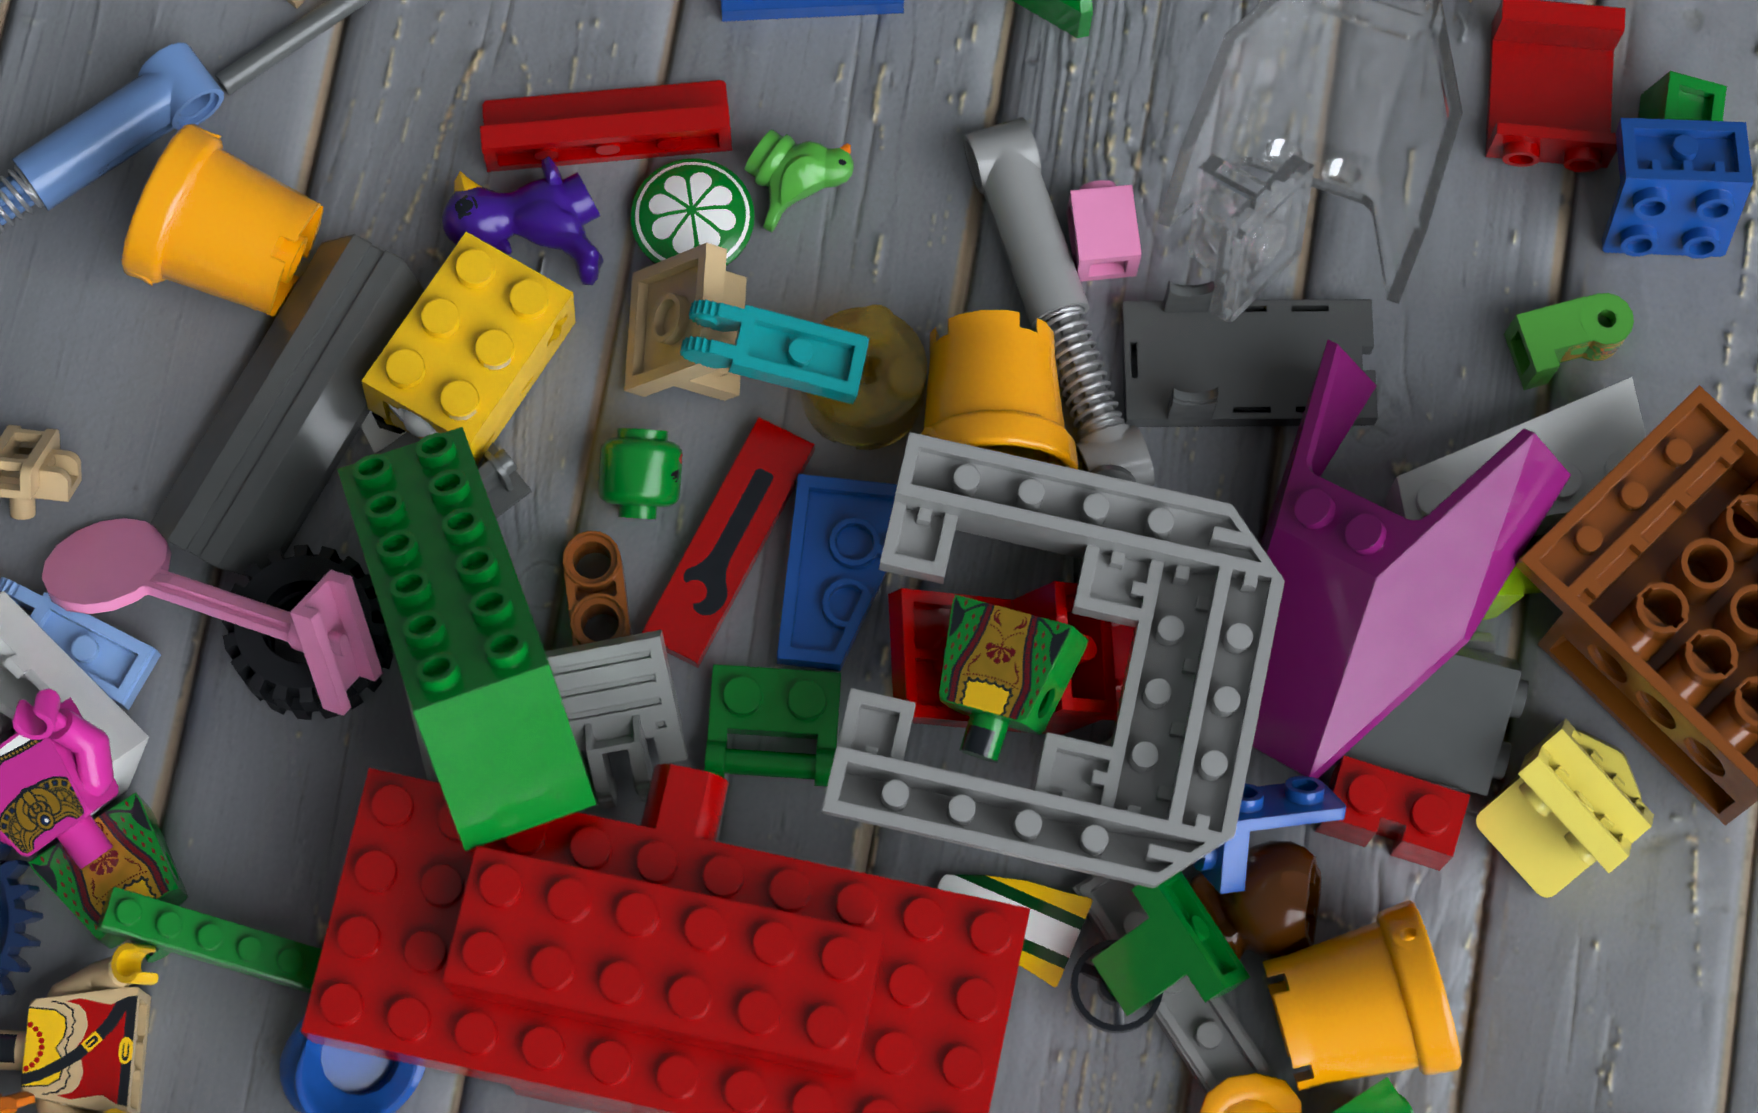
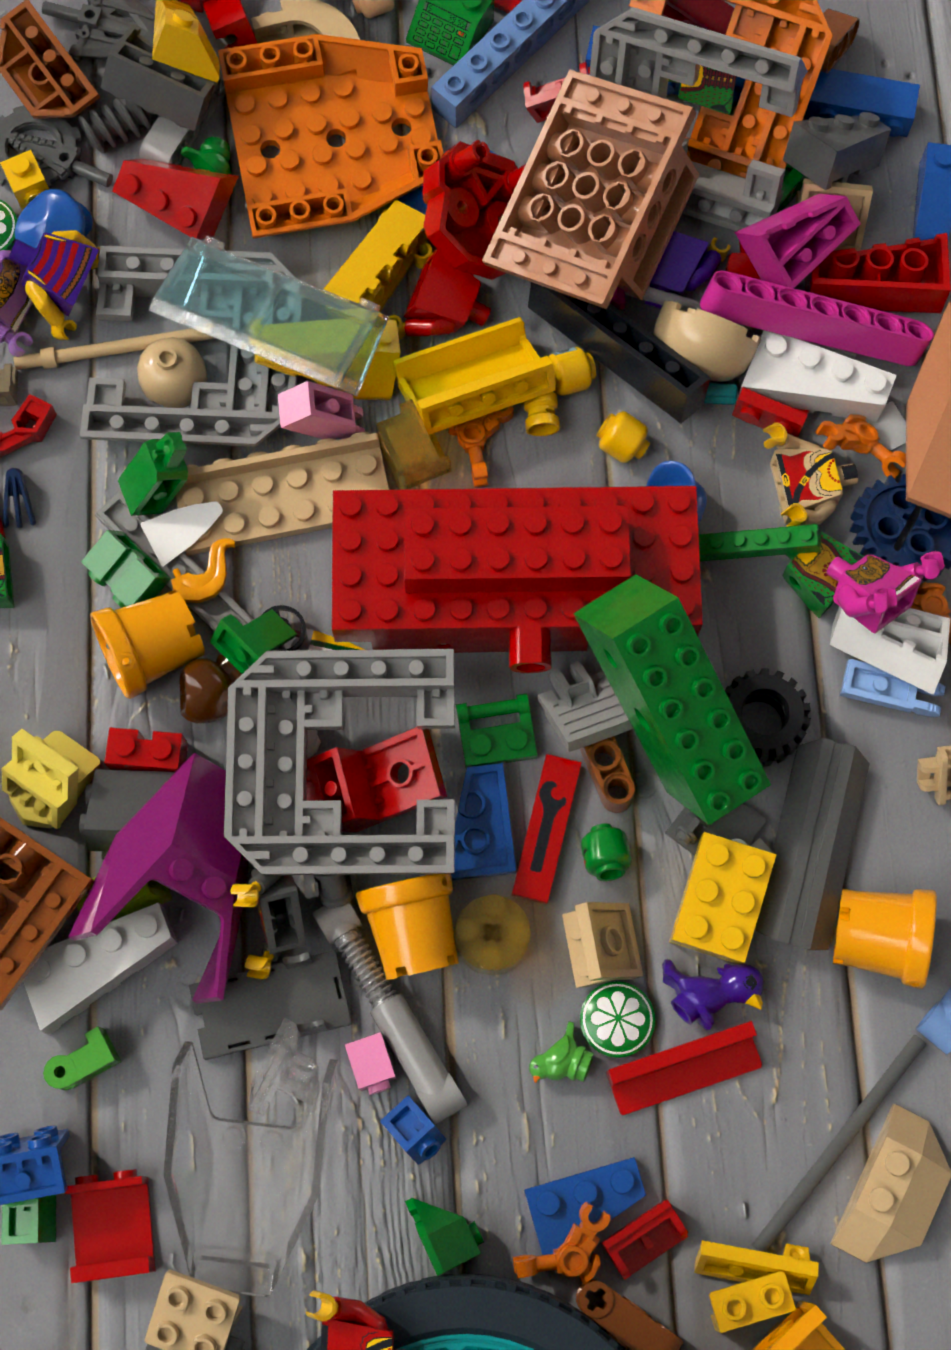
camera: 170 degrees right, 0 degrees up
(129, 558) = (880, 730): bright pink piece -> none
(779, 350) = (539, 918): teal hinge -> none
(1005, 671) = (372, 757): torso -> none
(1059, 121) = (413, 1130): none -> blue bracket
(1211, 457) = (279, 916): none -> dark grey torso
(1264, 807) = (207, 726): blue bracket -> none

